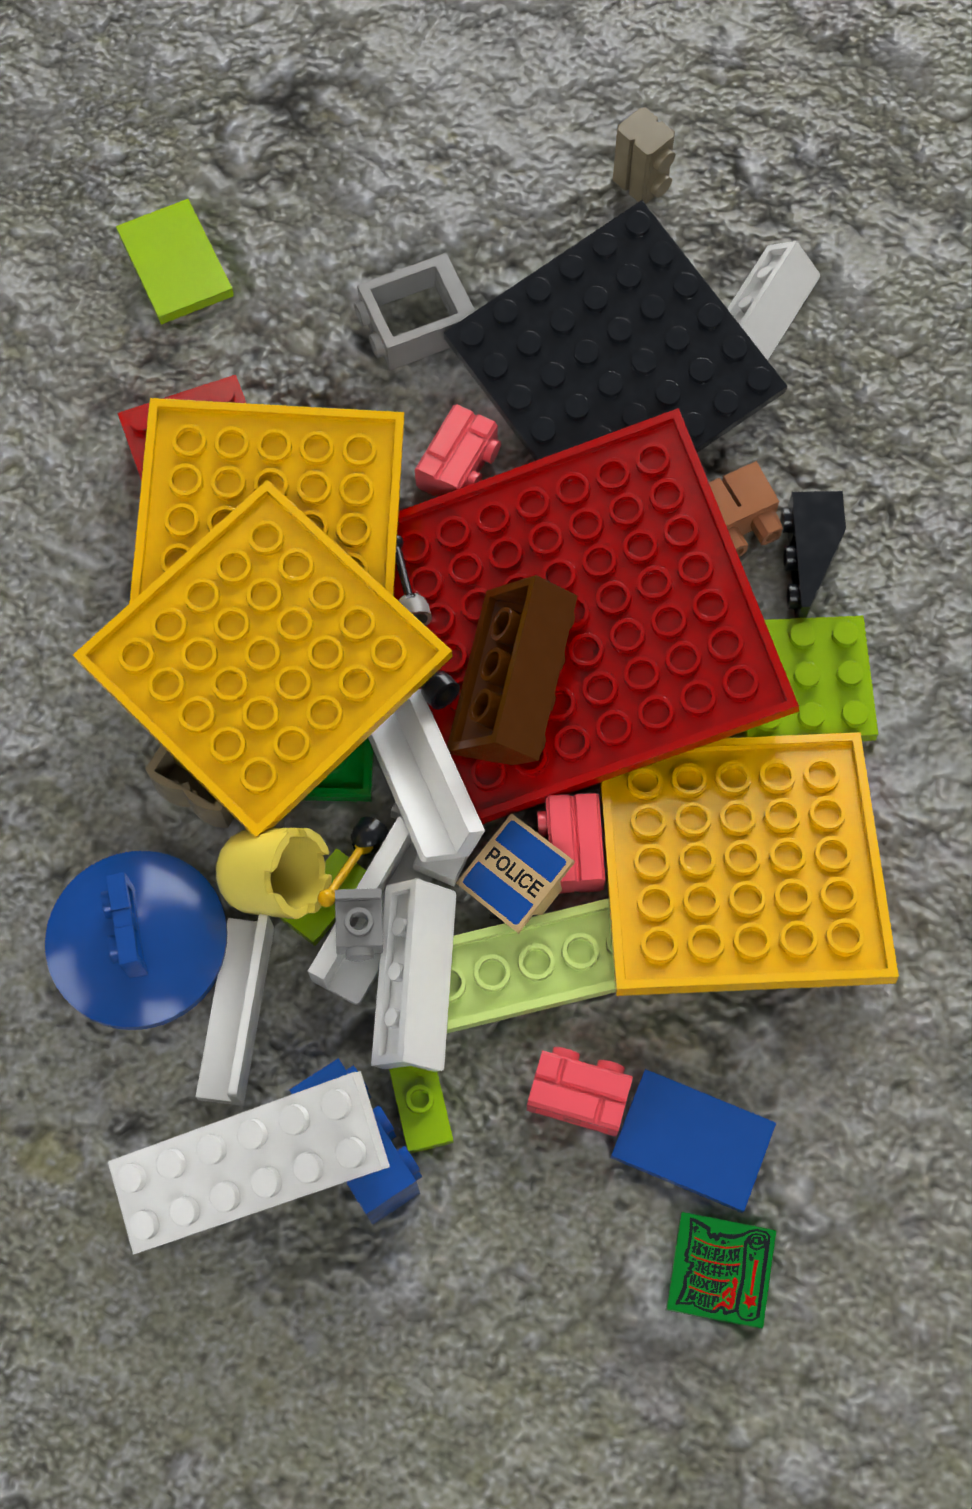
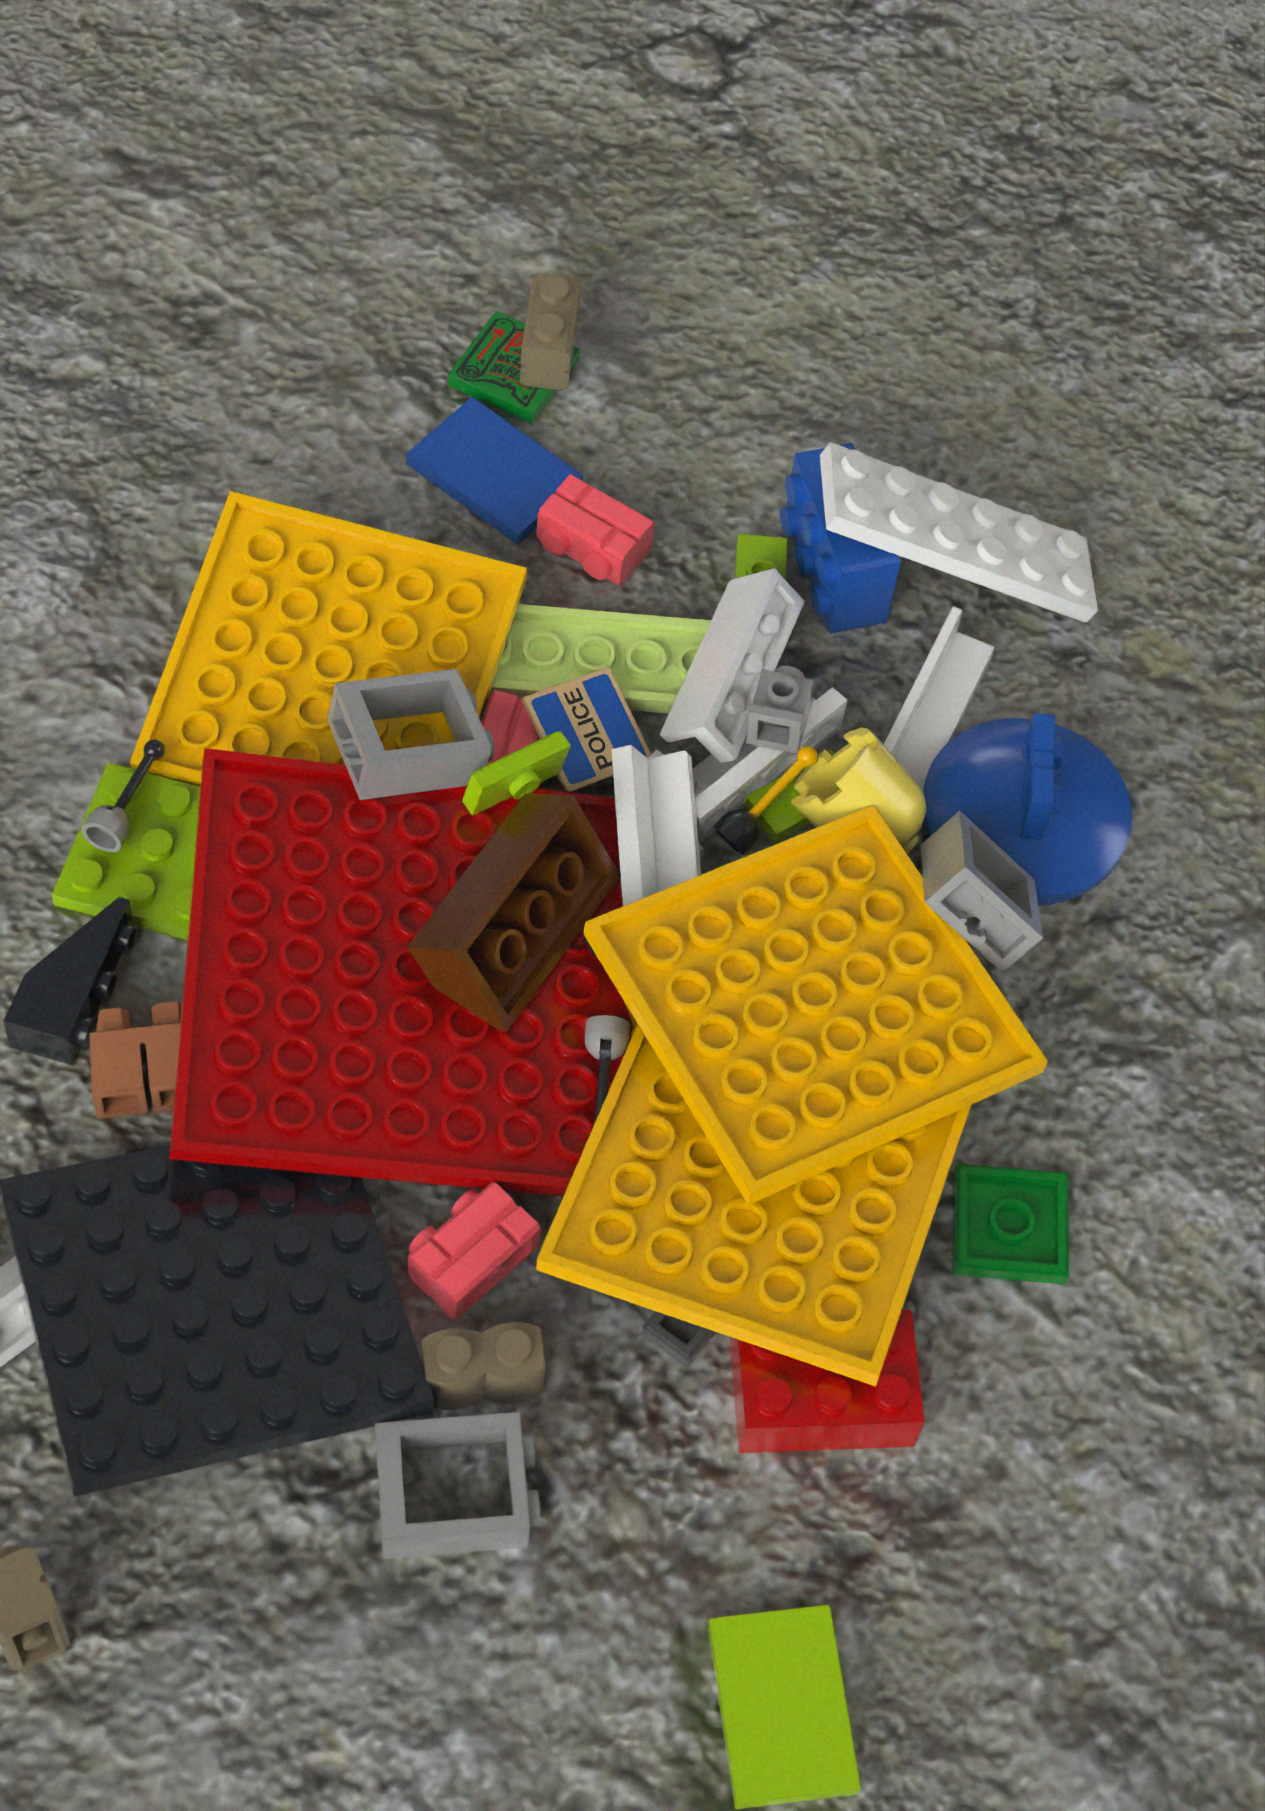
camera: 170 degrees left, 10 degrees down
(83, 597) = (1010, 1224): none -> green tile
(180, 790) = (975, 878): none -> light grey window
(429, 380) = (495, 1365): none -> dark tan brick
(552, 782) = (516, 773): none -> lime plate
(685, 753) = (412, 769): none -> light grey window
(697, 1292) = (550, 331): none -> dark tan brick
(846, 661) = (109, 825): none -> light grey hinge

